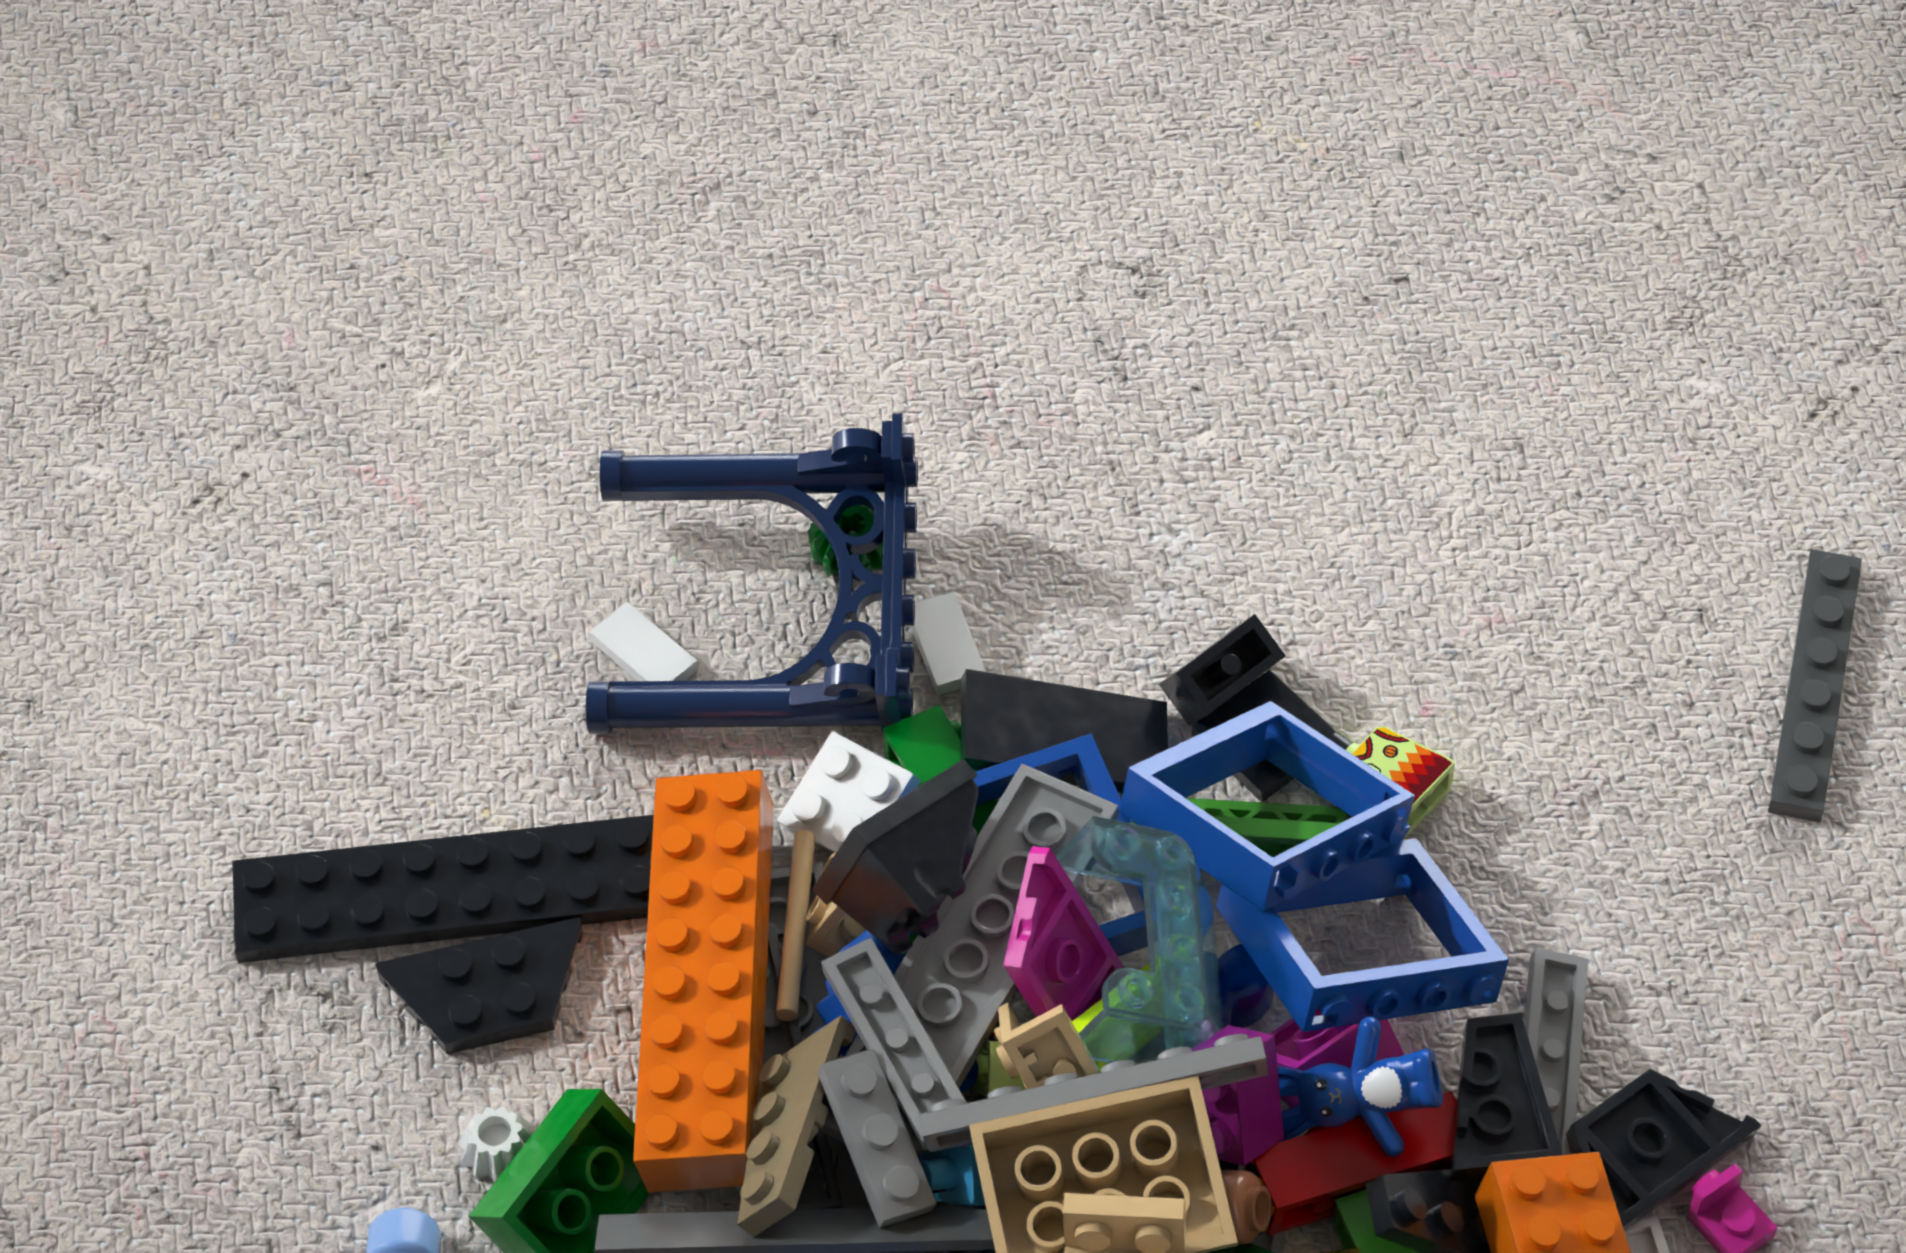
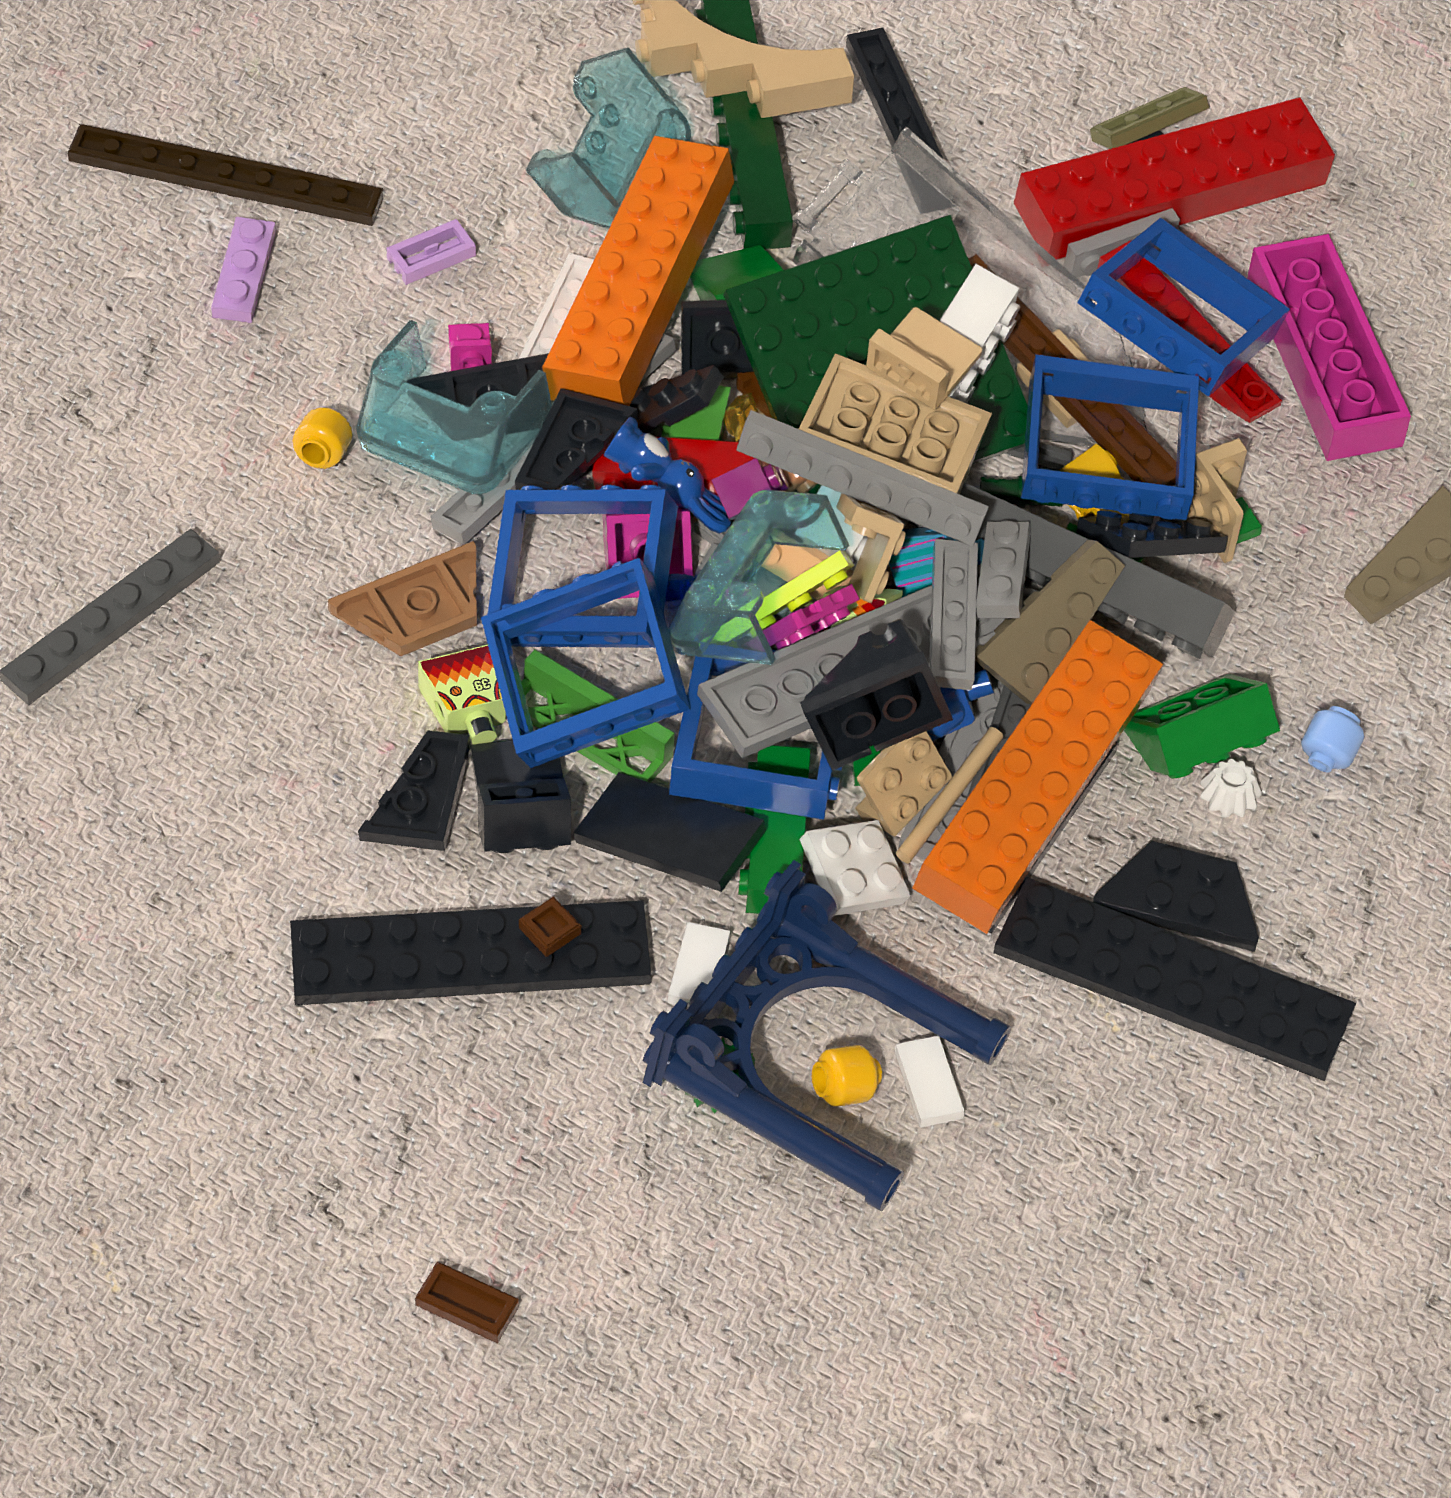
camera: 155 degrees left, 0 degrees up
(725, 598) = (846, 1075): none -> yellow head
(944, 251) = (467, 1302): none -> reddish brown tile
(1111, 576) = (549, 926): none -> reddish brown tile
(1175, 544) = (463, 954): none -> black plate
(1344, 660) = (424, 797): none -> black wing
(1521, 860) = (415, 603): none -> medium nougat wing
(1604, 1034) = (440, 436): none -> clear light blue windscreen
(1782, 988) = (322, 438): none -> yellow head

